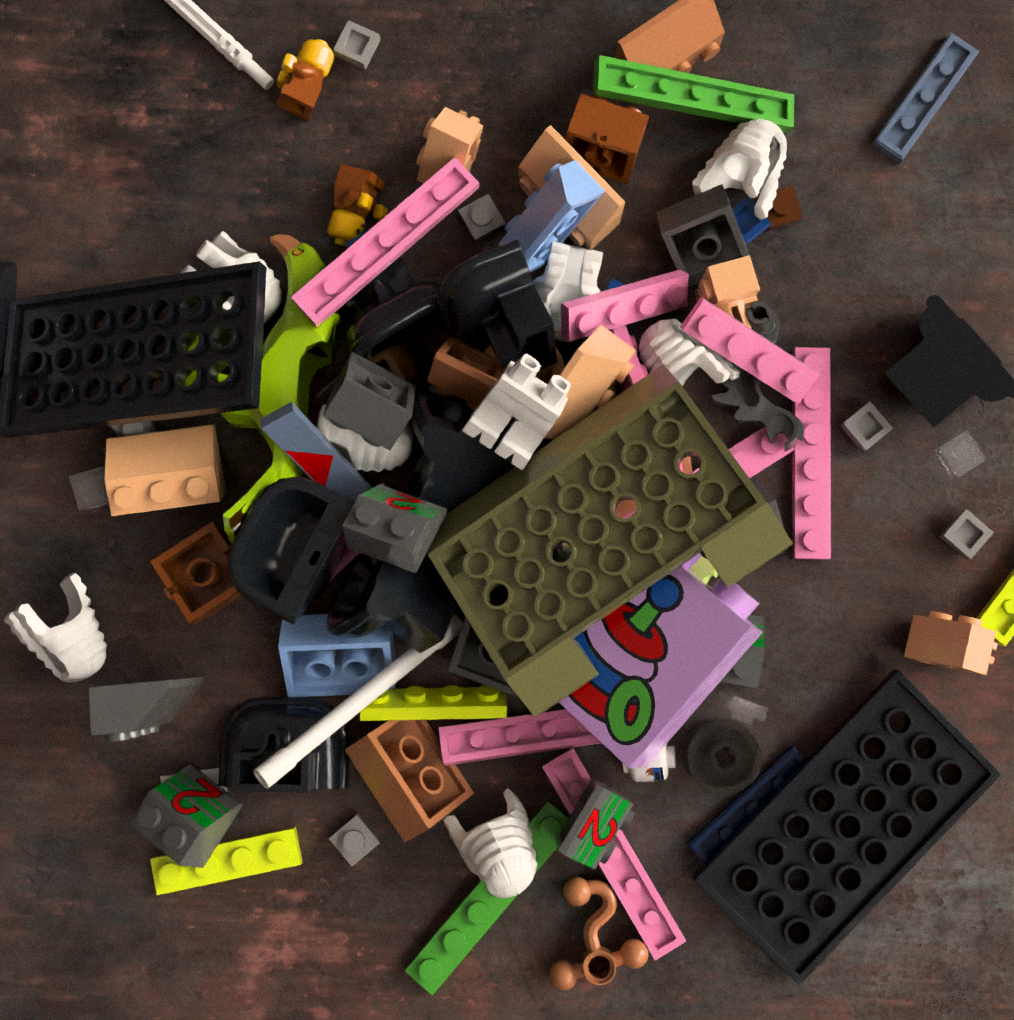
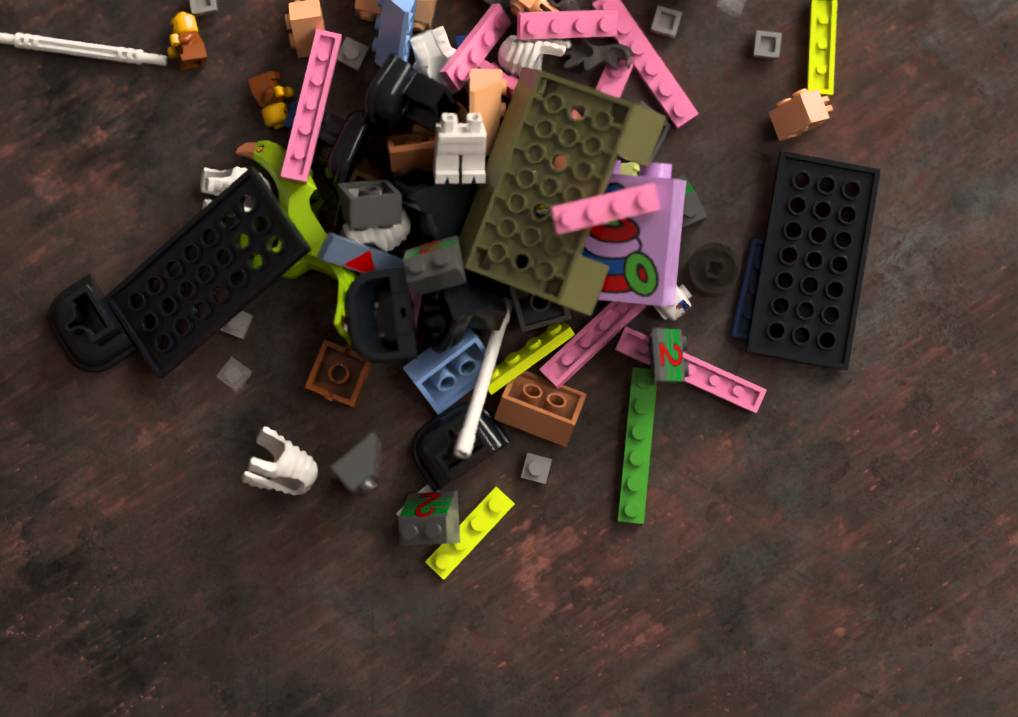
camera: 35 degrees left, 0 degrees up
(163, 470) = (271, 331): light nougat slope -> none
(499, 849) = (624, 406): white hair -> none
(632, 953) = (741, 419): nougat piece -> none
(640, 604) = (604, 208): none -> bright pink plate
(745, 710) = (709, 234): clear plate -> none

